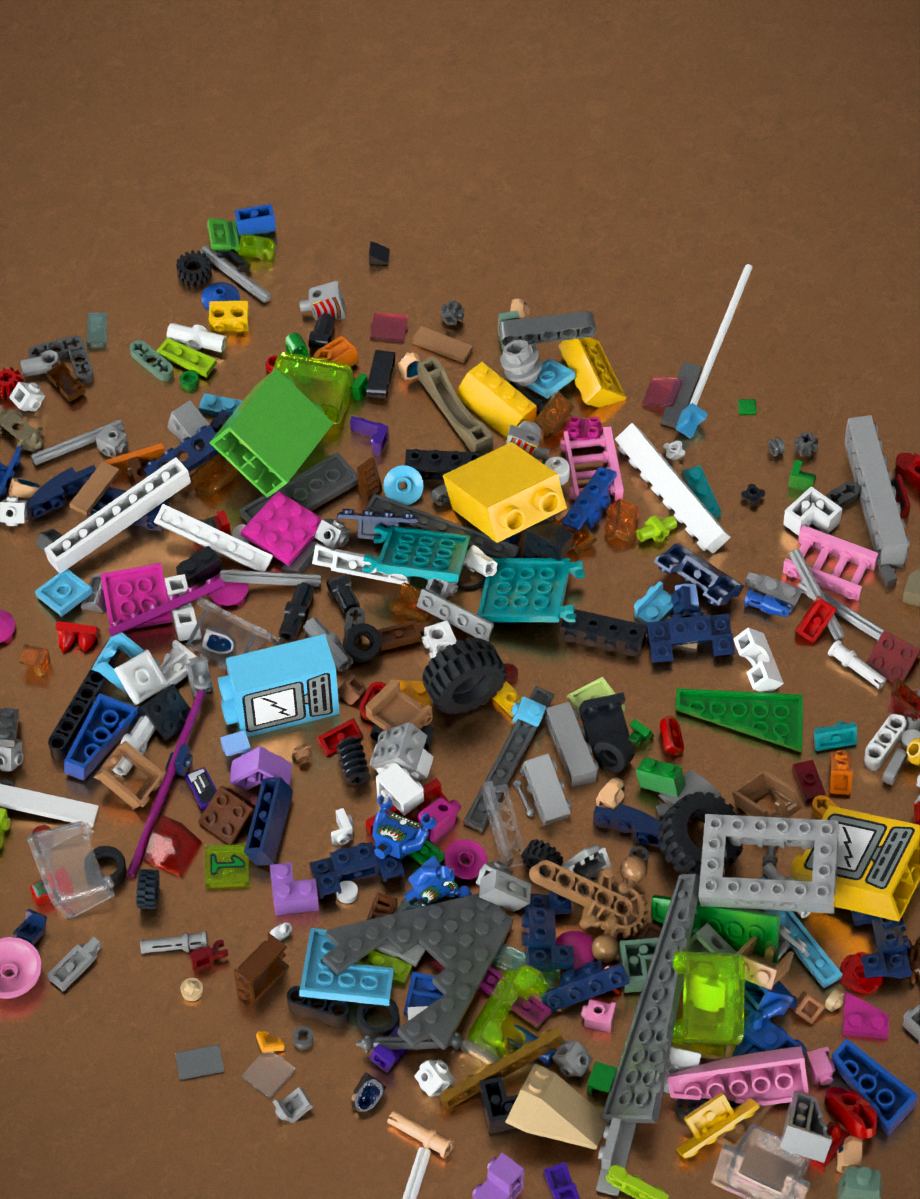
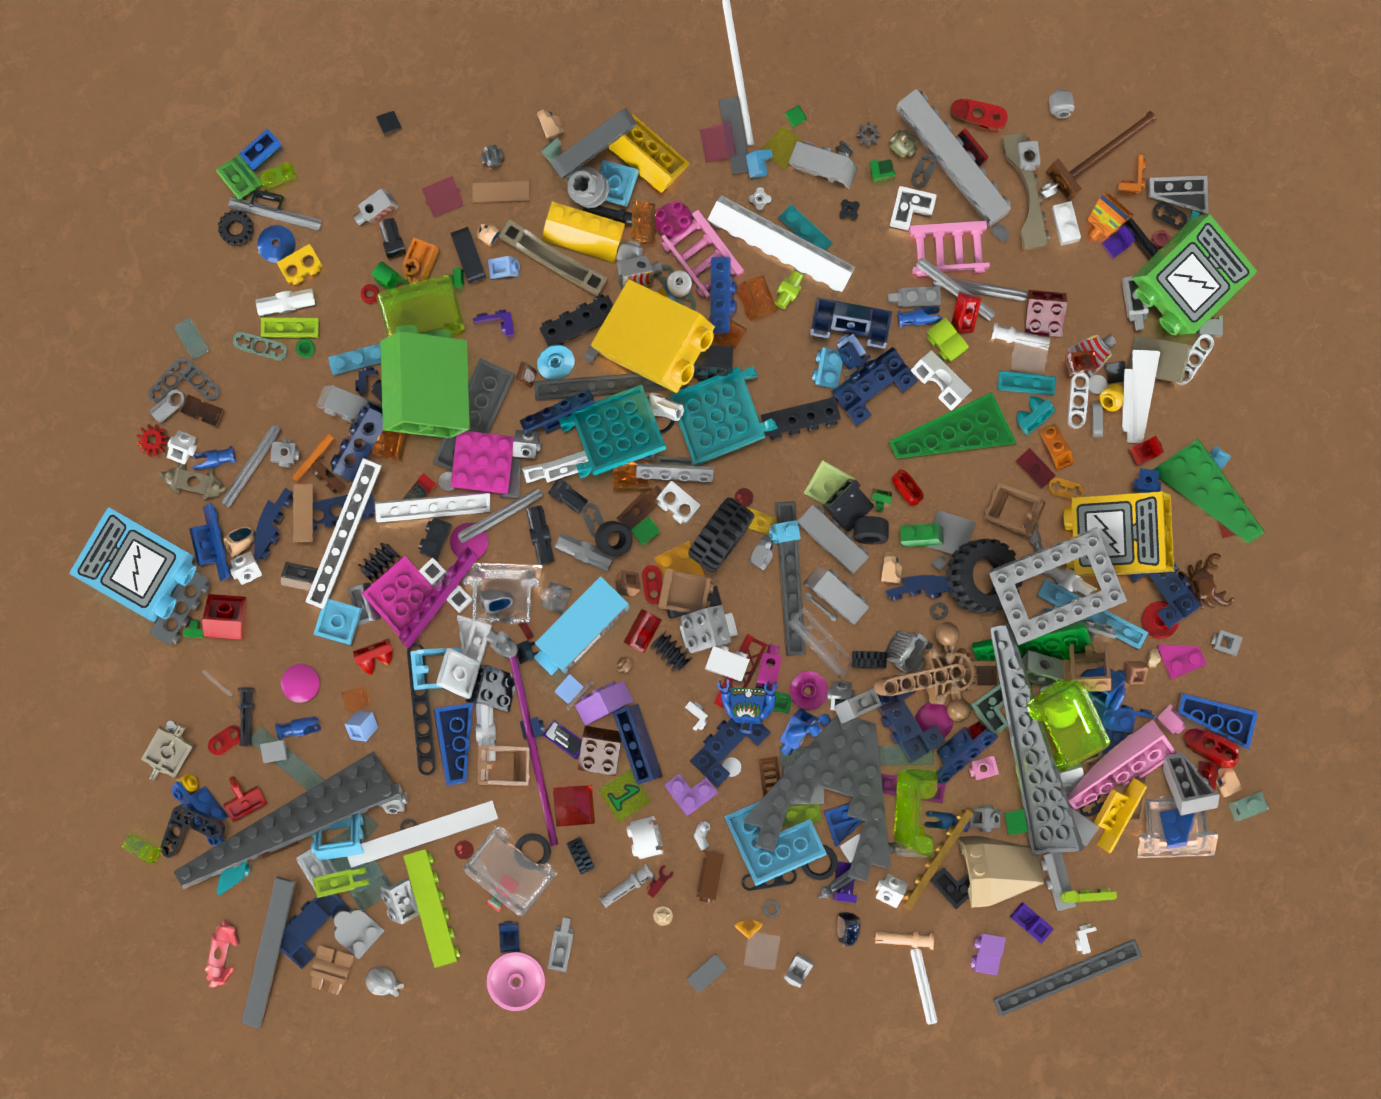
camera: 30 degrees left, 30 degrees up
(23, 685) = (361, 725): none -> light blue panel
(50, 421) = (215, 458): none -> blue piece
(134, 560) = (378, 561): none -> black piece
(214, 698) = (525, 651): none -> black tile
(220, 904) = (645, 837): none -> white brick
(235, 751) = (576, 699): none -> clear piece
(395, 650) = (645, 531): none -> green panel
(406, 395) = (503, 267): none -> light blue bracket
(493, 723) = (762, 553): none -> light grey rock
(670, 1122) = (1085, 827): none -> light grey slope
(721, 424) = (782, 146): none -> clear neon green piece
(752, 446) = (823, 163): none -> light grey wedge
(772, 1165) = (1176, 827): none -> blue wing
(784, 634) = (947, 340): none -> lime brick
(835, 464) = (903, 143): none -> olive head
(841, 707) = (1026, 383): none -> teal tile
(857, 685) = (1029, 357): none -> clear piece

